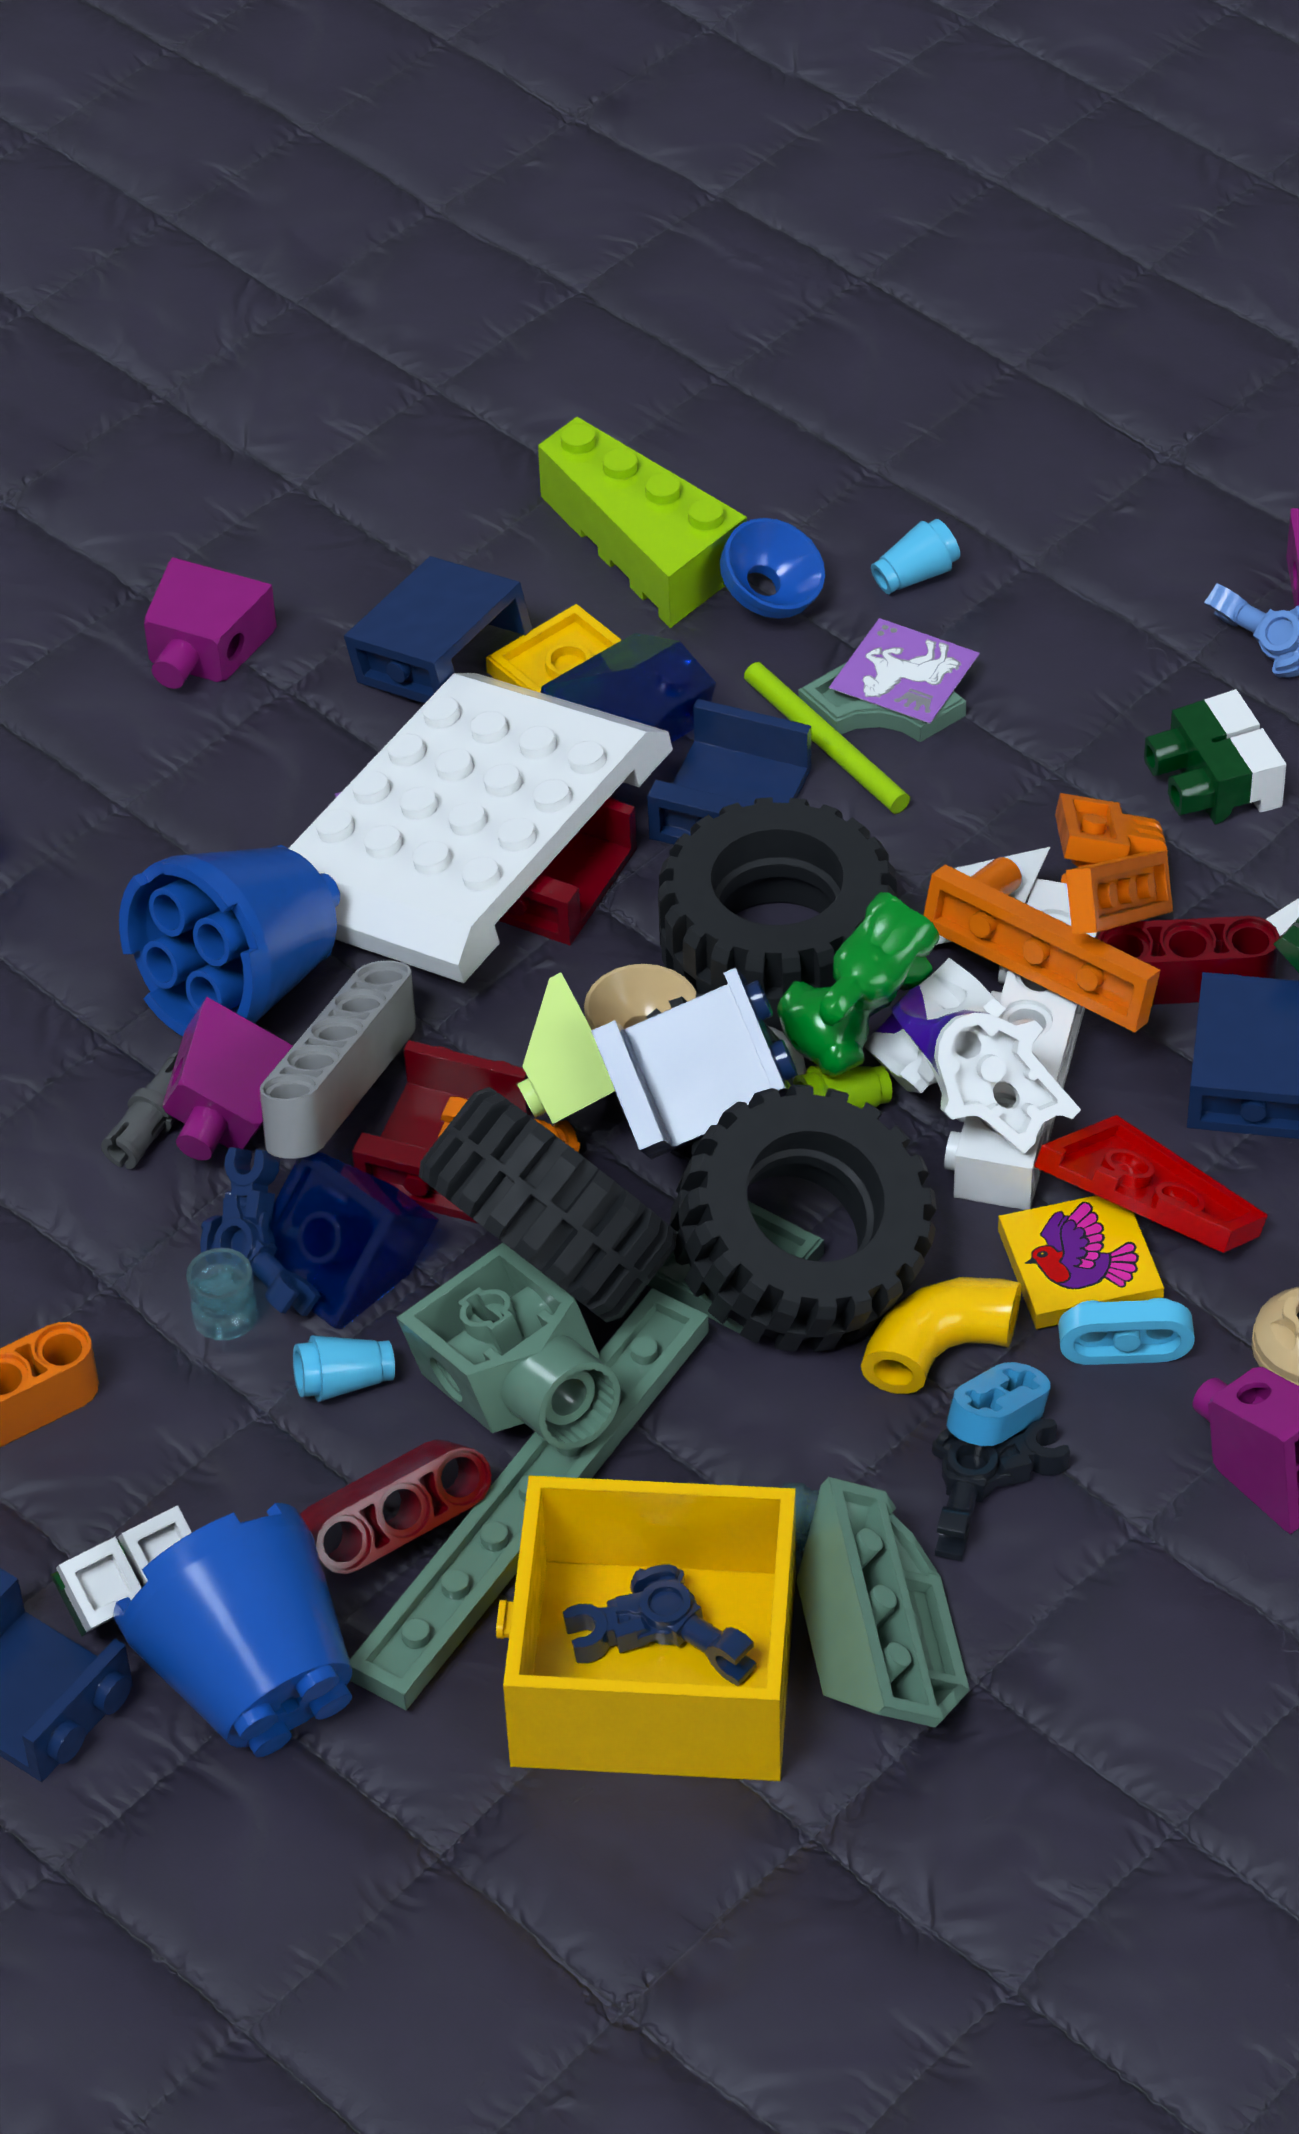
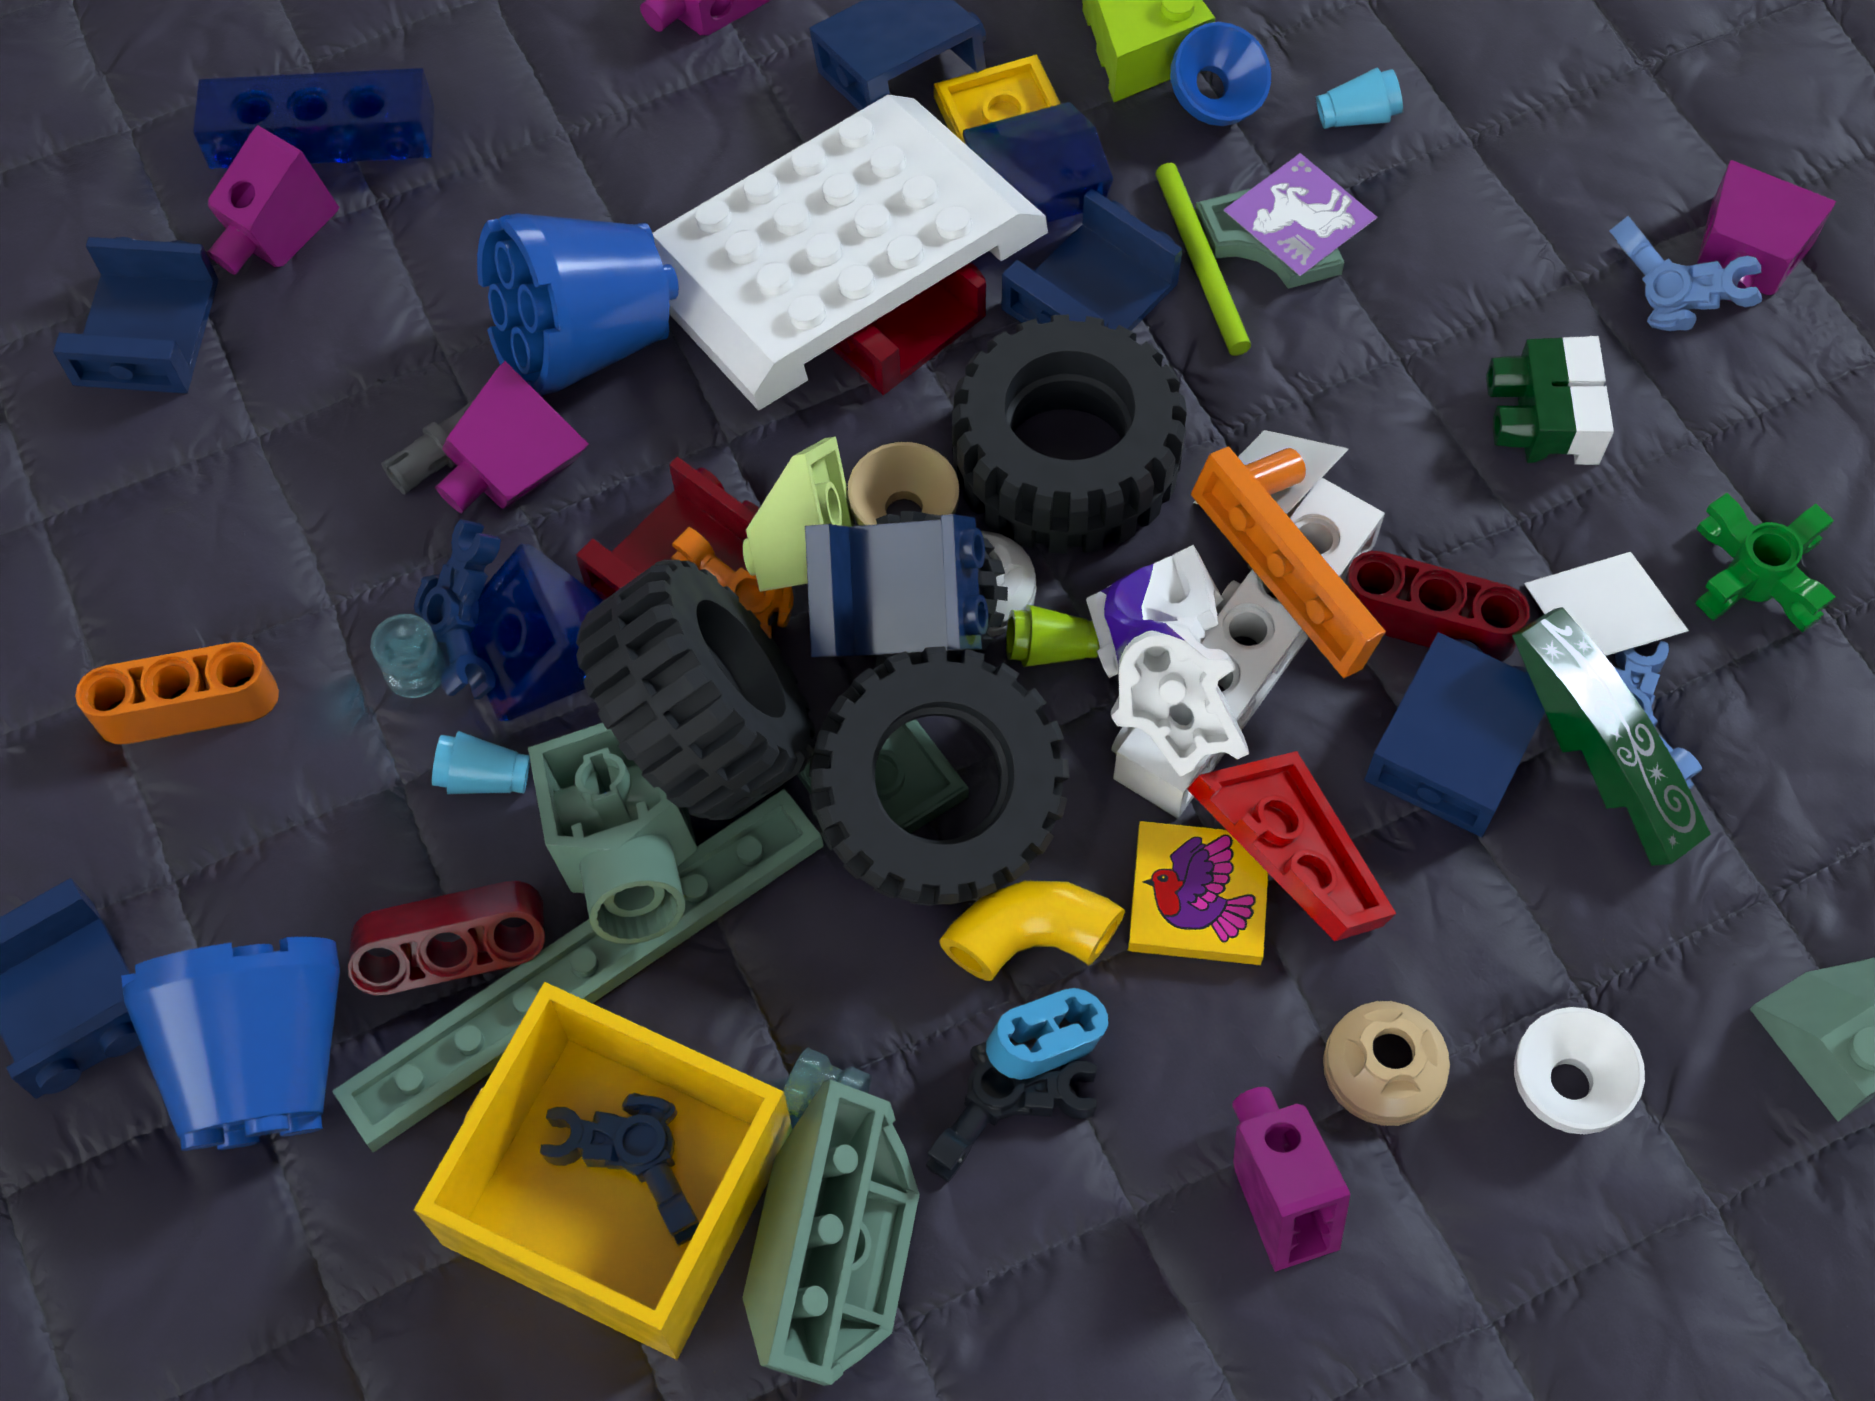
camera: 20 degrees right, 15 degrees up
(114, 1569) = (166, 925): white hips -> none
(337, 1059) = (596, 460): light grey beam -> none
(869, 970) = (1096, 545): green animal -> none
(1100, 832) = (1410, 447): orange hinge -> none
(1118, 891) = (1383, 525): orange piece -> none
(1126, 1332) = (1227, 1001): medium azure plate -> none

